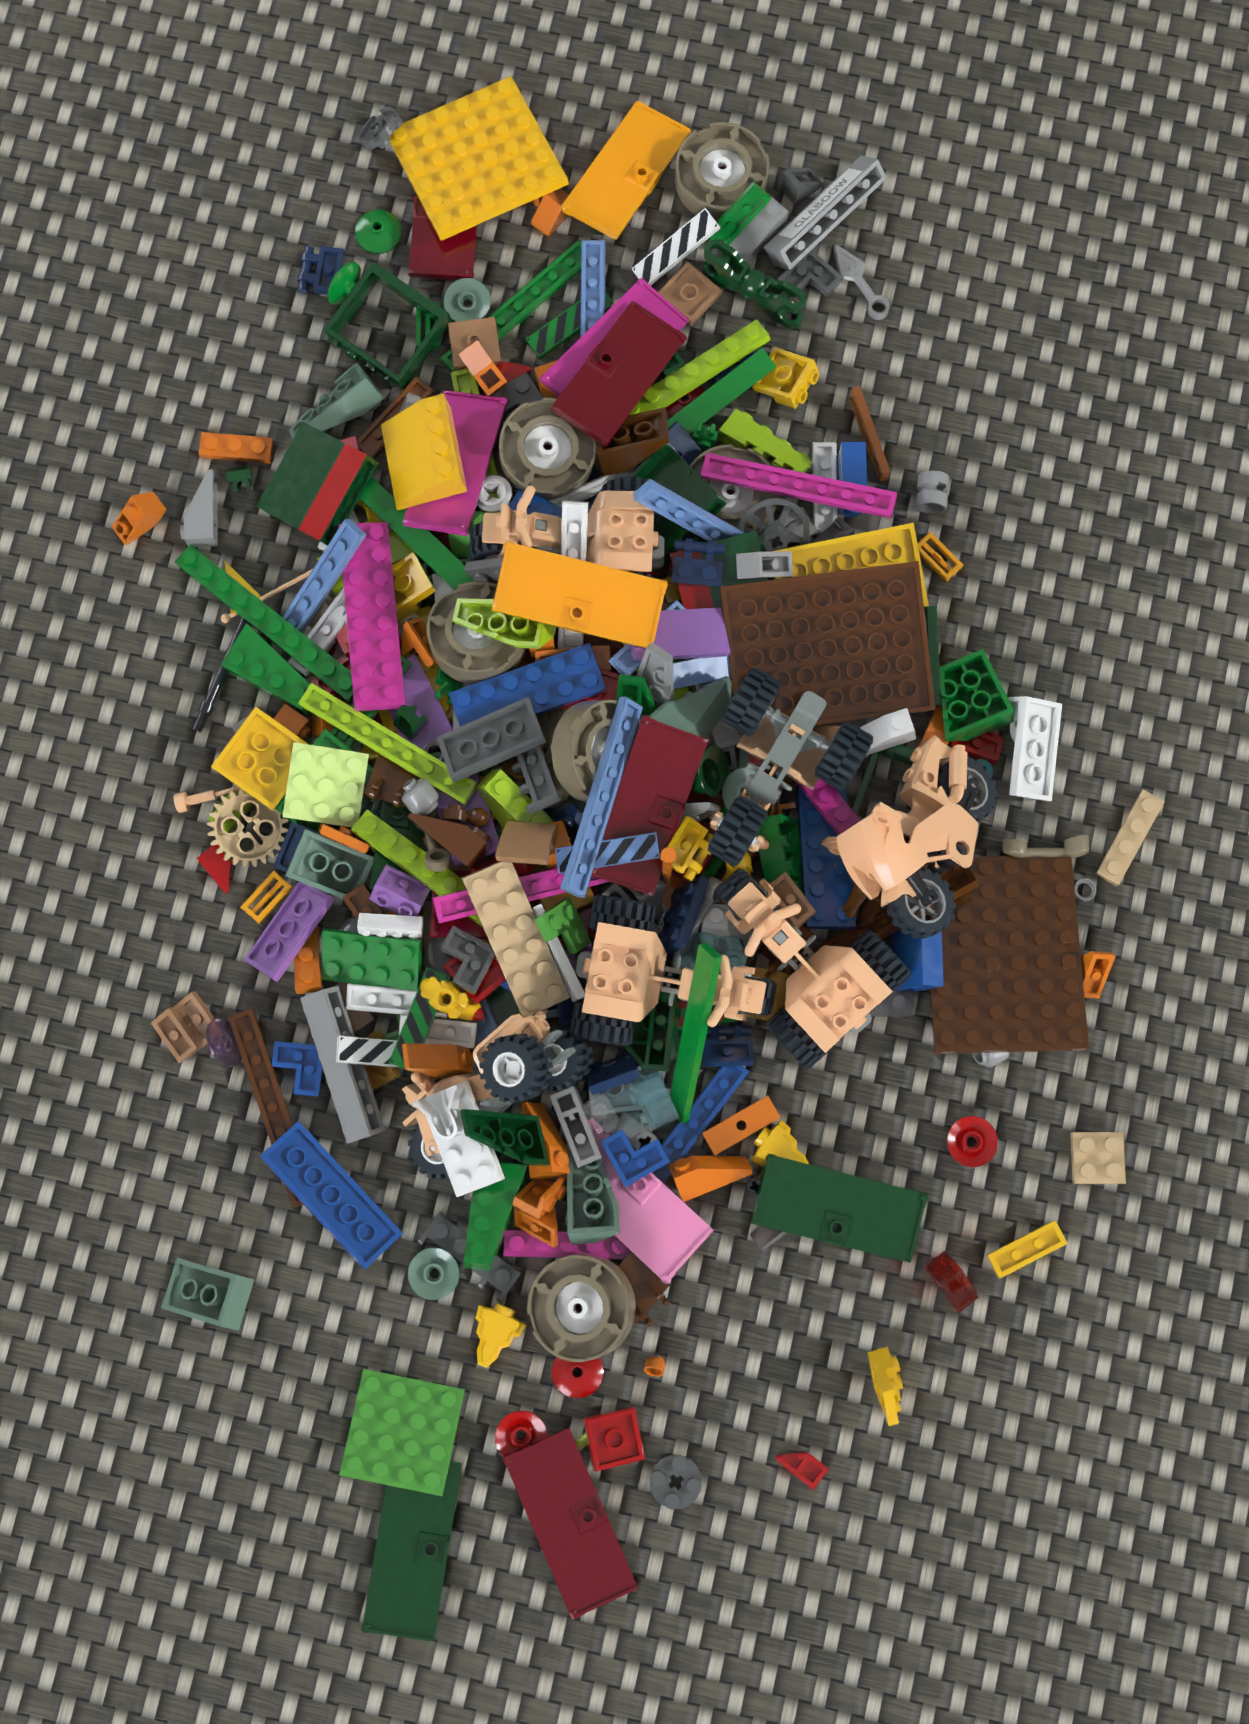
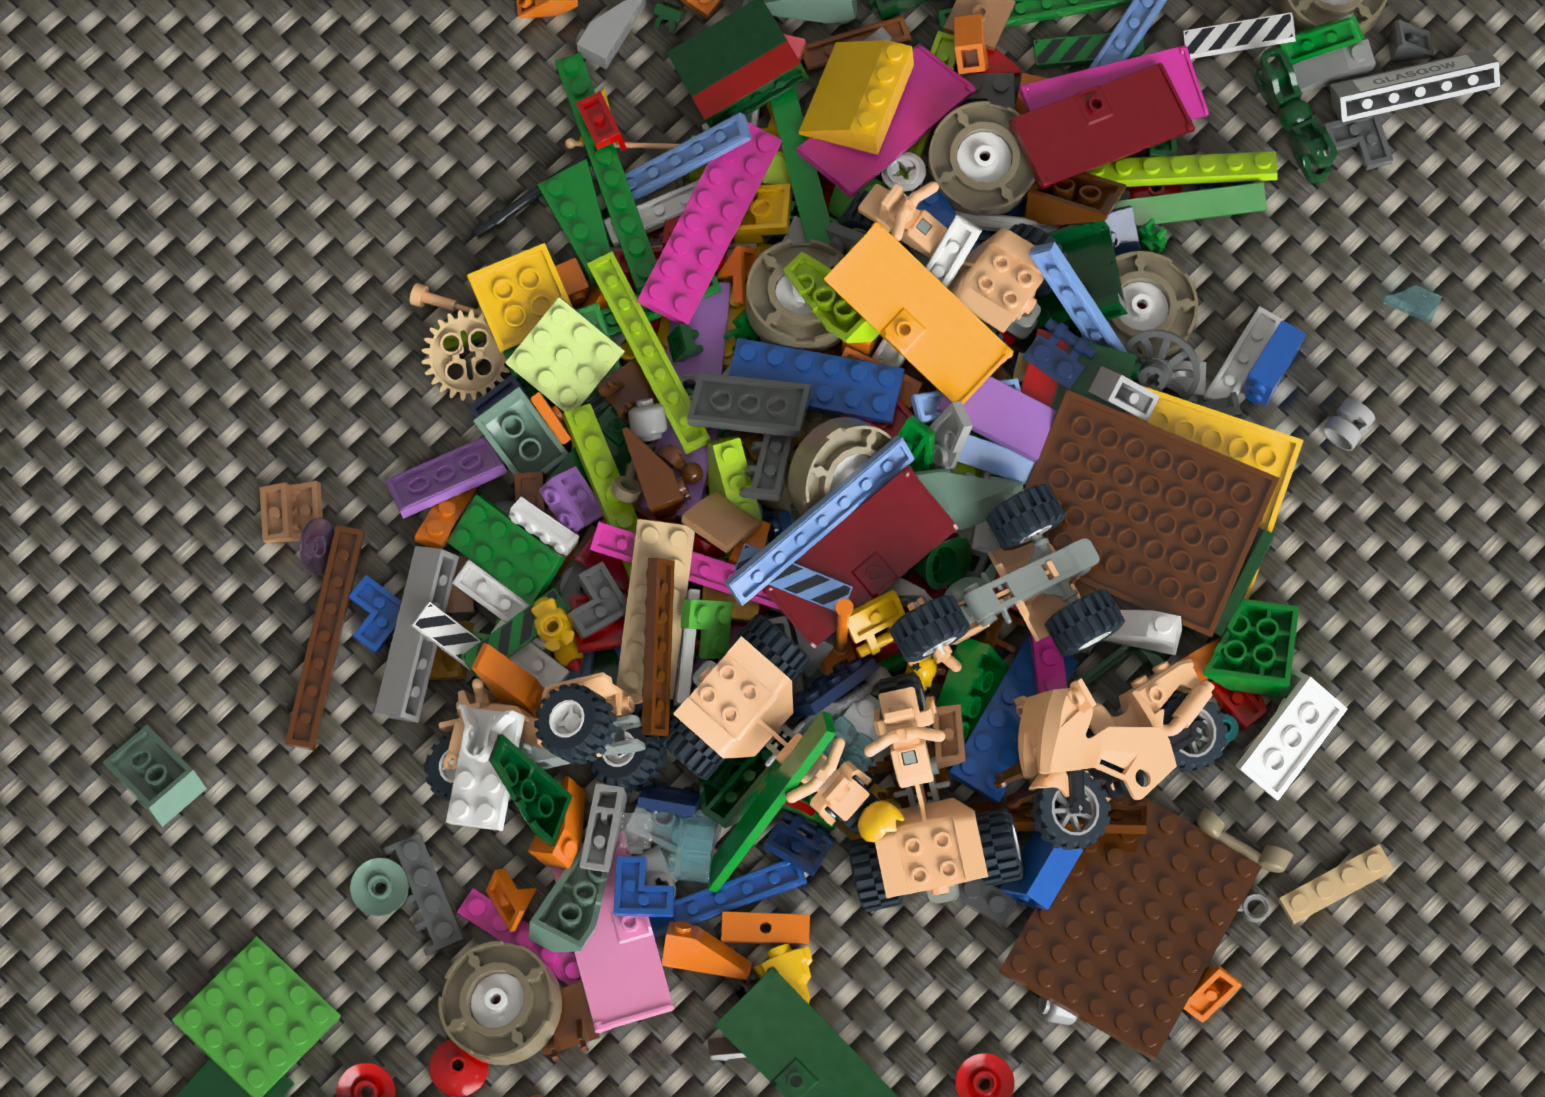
camera: 30 degrees right, 5 degrees down
(217, 867) = (414, 376): red tile -> none
(239, 588) = (600, 121): none -> red panel
(271, 906) = (439, 446): light orange tile -> none
(331, 1195) = (328, 752): blue plate -> none
(491, 1215) = (469, 863): green wedge -> none
(496, 1331) = (404, 979): yellow rock -> none
(538, 967) = (658, 647): none -> reddish brown plate
(540, 1196) = (527, 873): orange bracket -> none
(690, 292) = (1227, 88): medium nougat plate -> none
(745, 433) = (1215, 299): lime wedge -> none
(784, 998) = (878, 819): none -> yellow hair
(789, 379) = (1273, 230): yellow plate -> none
(799, 485) = (1211, 337): dark pink plate -> none
(852, 270) = (1409, 156): light grey piece -> none
(869, 434) = (1321, 330): dark orange tile -> none
(922, 374) = (1415, 302): none -> clear light blue tile
(932, 564) = (1320, 515): light orange tile -> none

